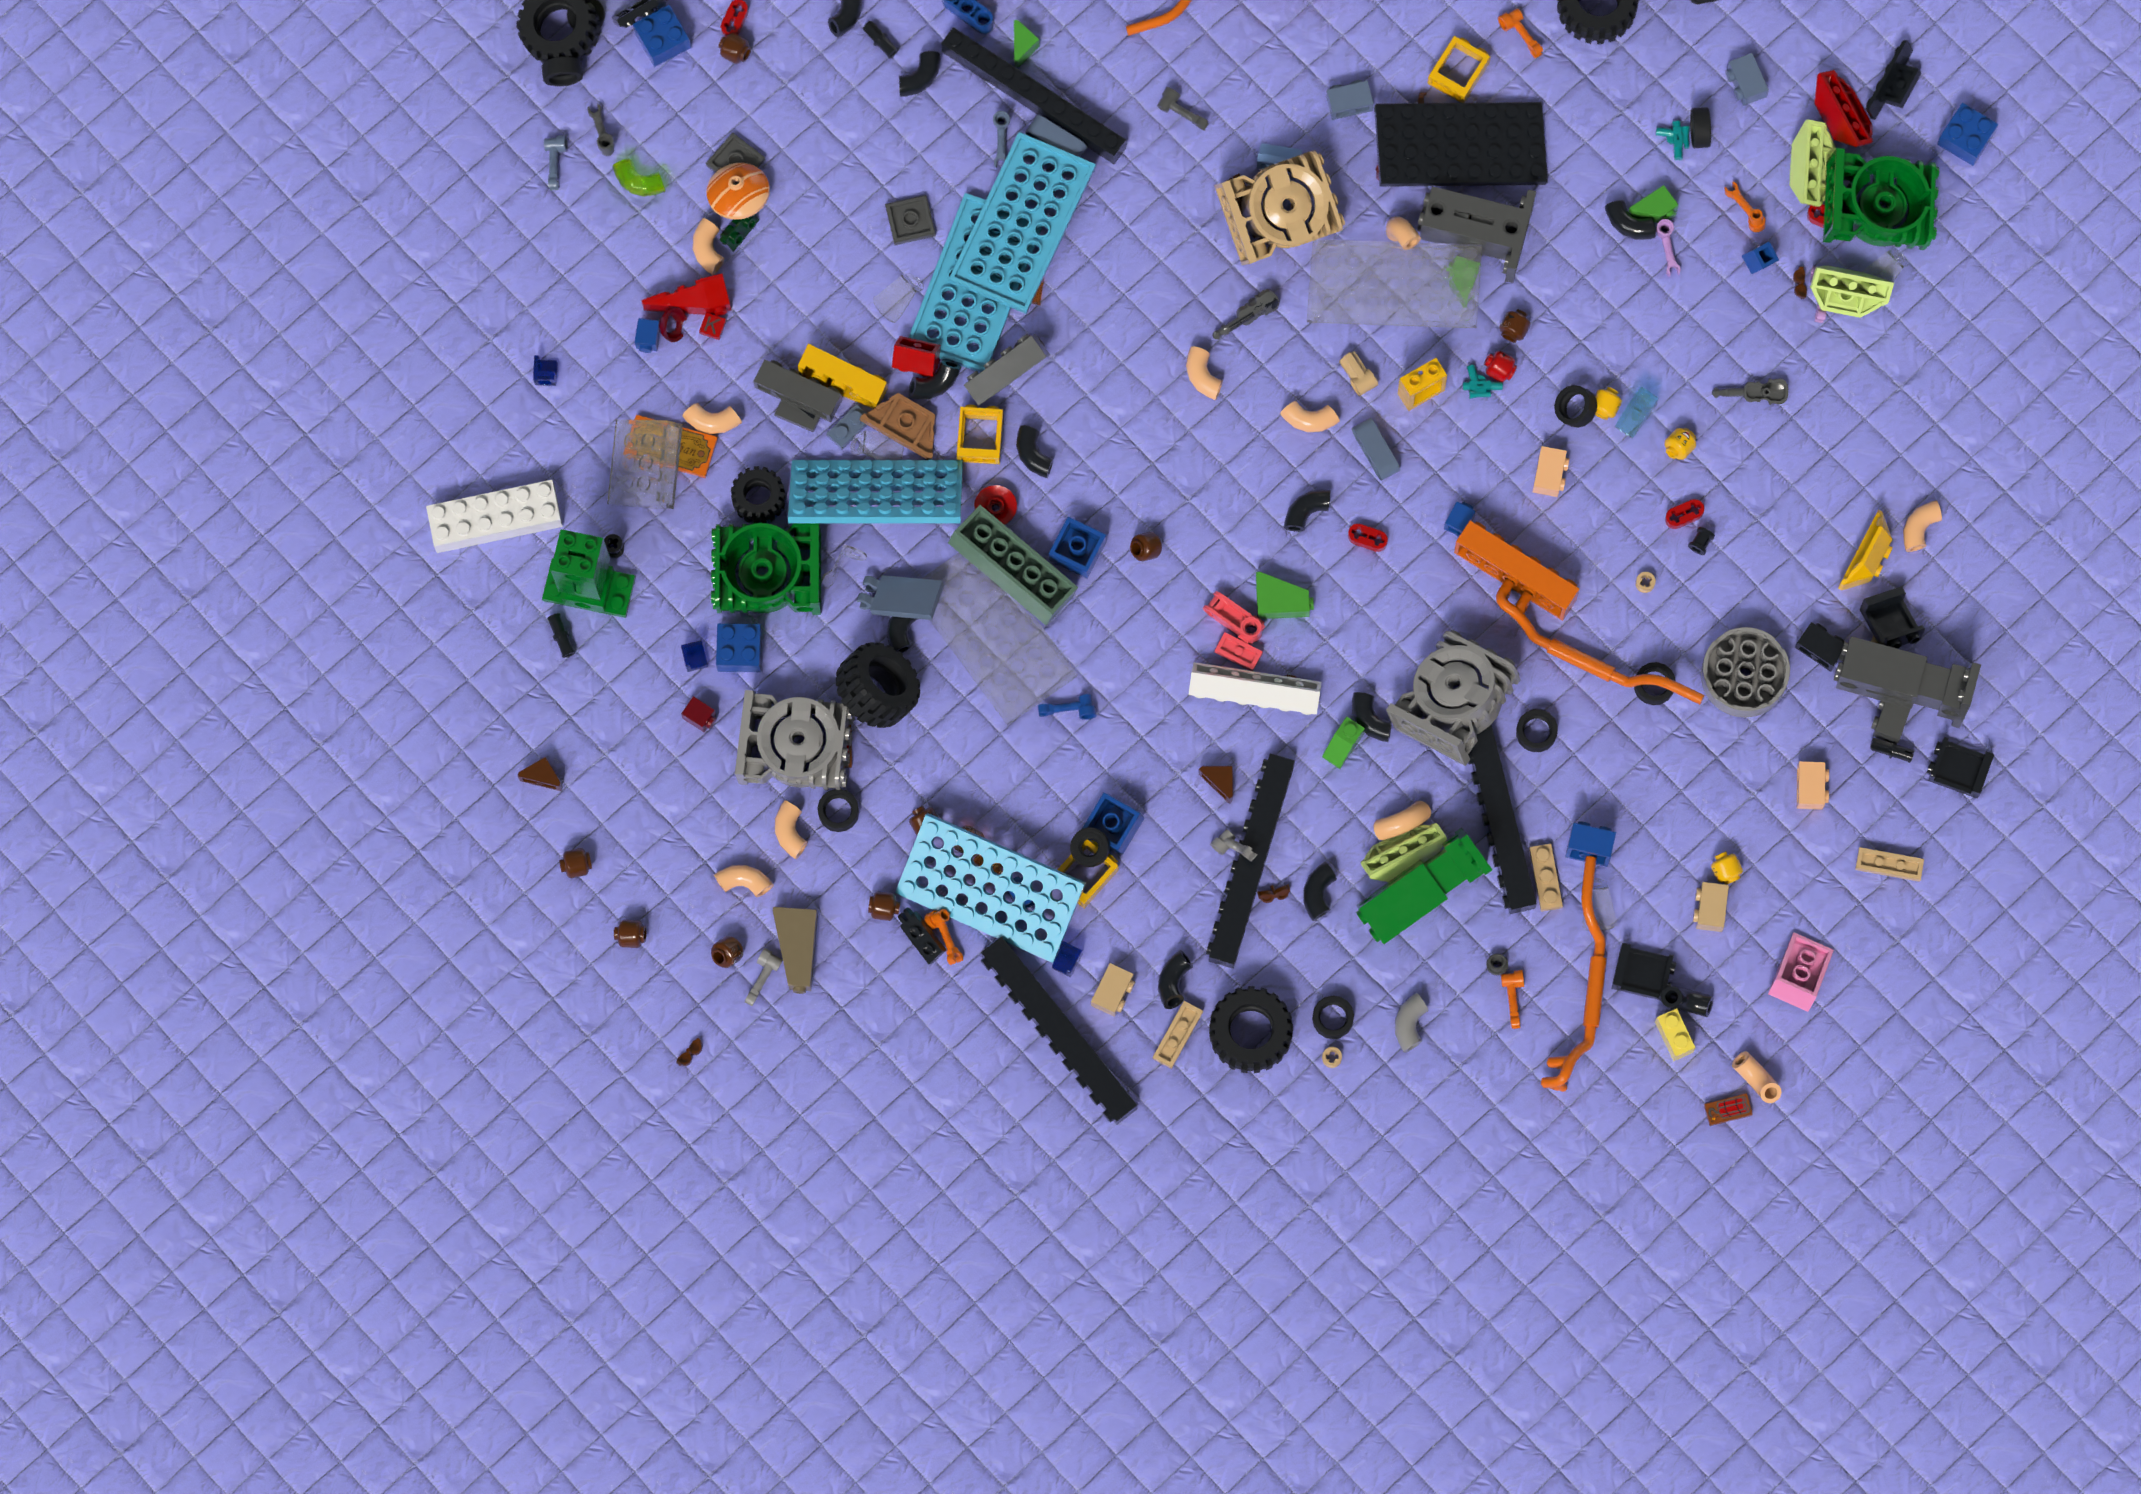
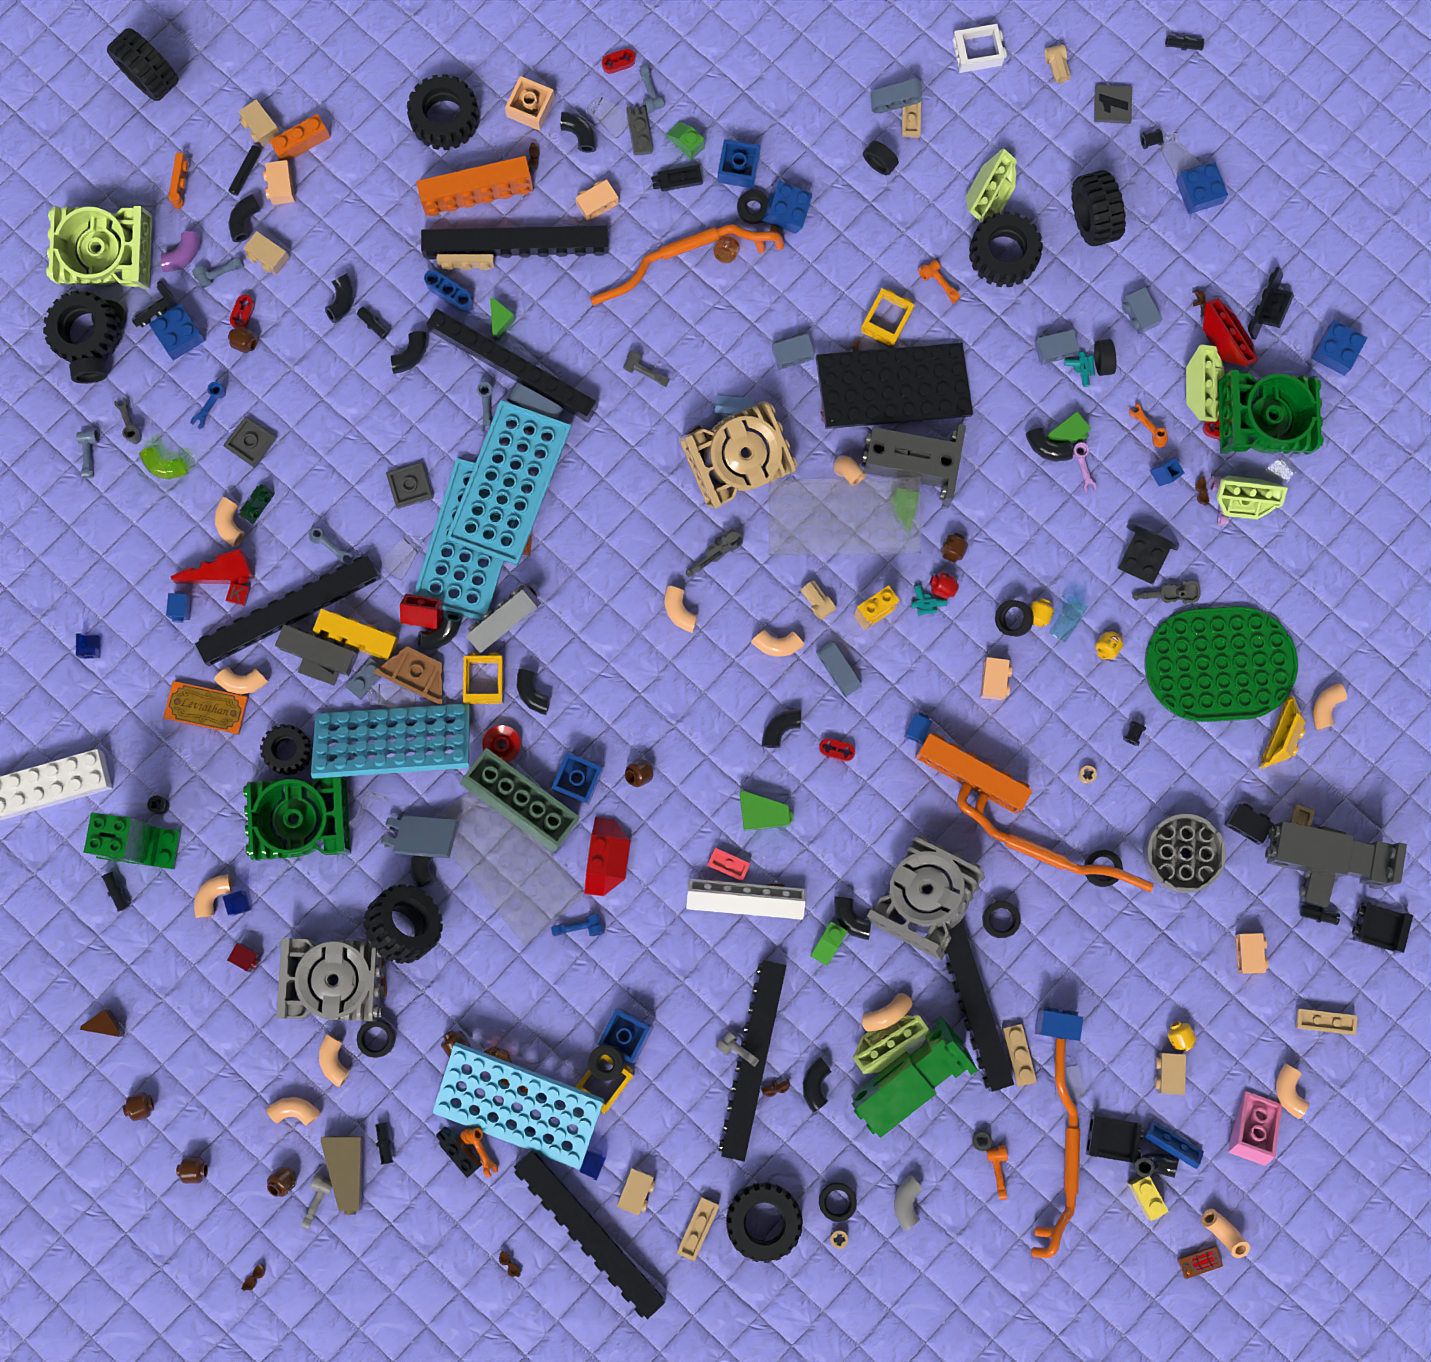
camera: 10 degrees left, 5 degrees up
(645, 463) = (182, 727): clear slope -> none
(662, 644) = (208, 892): none -> light nougat cylinder
(680, 317) = (205, 604): dark red piece -> none
(698, 99) = (212, 389): none -> blue brick
(739, 647) = (276, 892): blue brick -> none
(741, 199) = (257, 476): orange dish -> none
(769, 345) = (287, 610): none -> black brick
(804, 272) = (325, 541): none -> sand blue brick
(840, 921) = (384, 1143): none -> black pin
(883, 906) = (422, 1127): reddish brown head -> none
(964, 1054) = (513, 1270): none -> reddish brown piece
(1103, 636) = (606, 857): none -> red wedge
(1170, 979) = (688, 1176): black cylinder -> none
(1220, 779) = (720, 985): reddish brown slope -> none
(1234, 618) = (722, 833): coral piece -> none
(1648, 113) = (1056, 346): none -> sand blue brick
(1686, 518) = (1115, 705): red beam -> none
(1708, 982) = (1174, 1144): none -> blue plate
(1730, 346) = (1145, 554): none -> black piece
(1805, 473) = (1221, 664): none -> green tile
(1816, 68) = (1201, 300): none -> reddish brown piece
(1839, 936) = (1287, 1093): none -> light nougat cylinder
(1891, 619) = (1310, 797): black panel -> none

